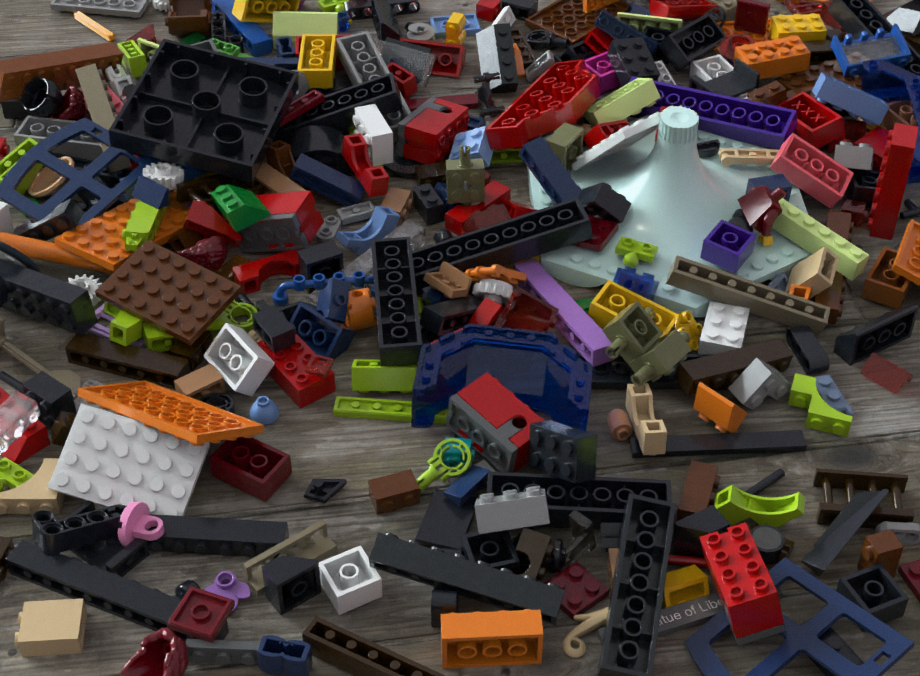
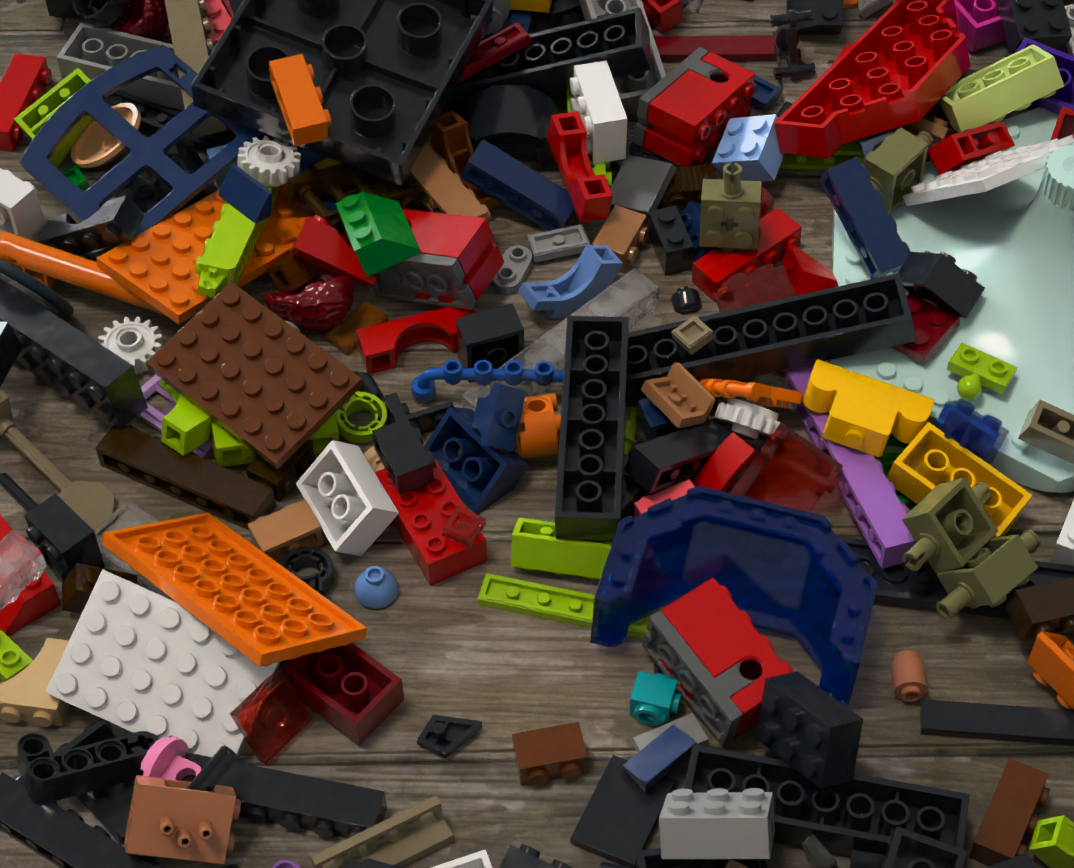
camera: 10 degrees right, 10 degrees up
(153, 549) = (183, 816): none -> nougat piece
(181, 132) = (299, 99): none -> orange brick
(204, 487) = (271, 716): none -> clear red tile
(406, 173) = (641, 184): none -> dark grey tile
(445, 472) = (612, 730): lime pin -> none
(452, 246) = (692, 334): none -> dark tan tile
(566, 278) = (864, 408): none -> yellow brick
(649, 432) = (950, 699): tan arch -> none
(687, 323) = (1043, 517): yellow dish -> none

